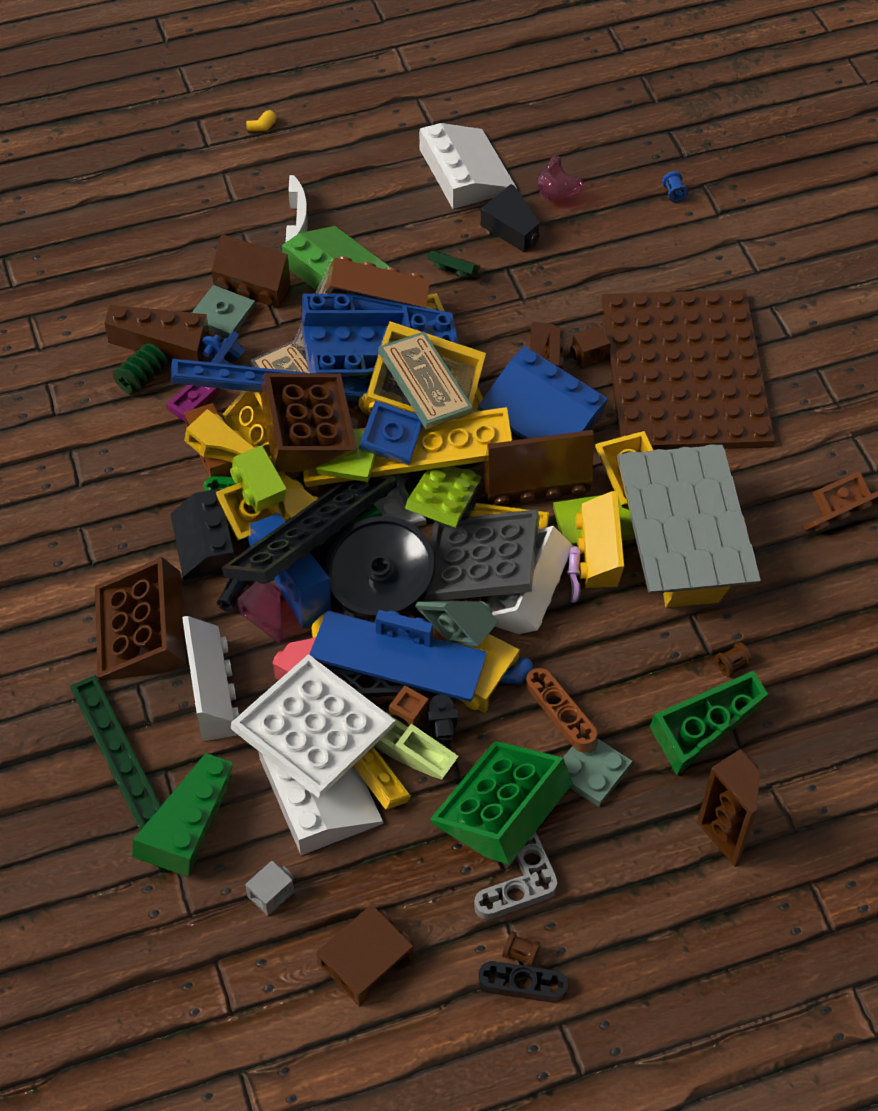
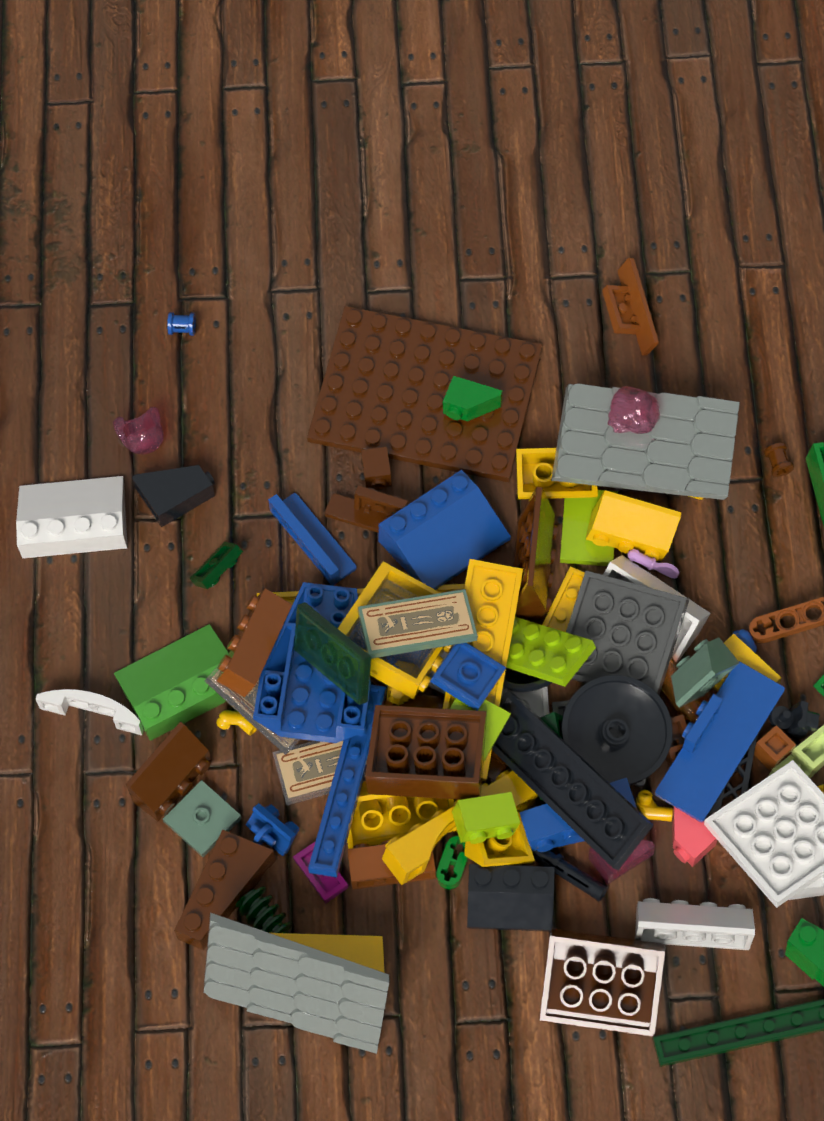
camera: 70 degrees left, 10 degrees up
(89, 411) = (308, 980): none -> light grey piece
(374, 327) = (332, 653): none -> clear green tile
(506, 320) = (312, 537): none -> blue panel
(682, 389) = (470, 399): none -> green slope
(706, 487) = (633, 411): none -> clear pink hair

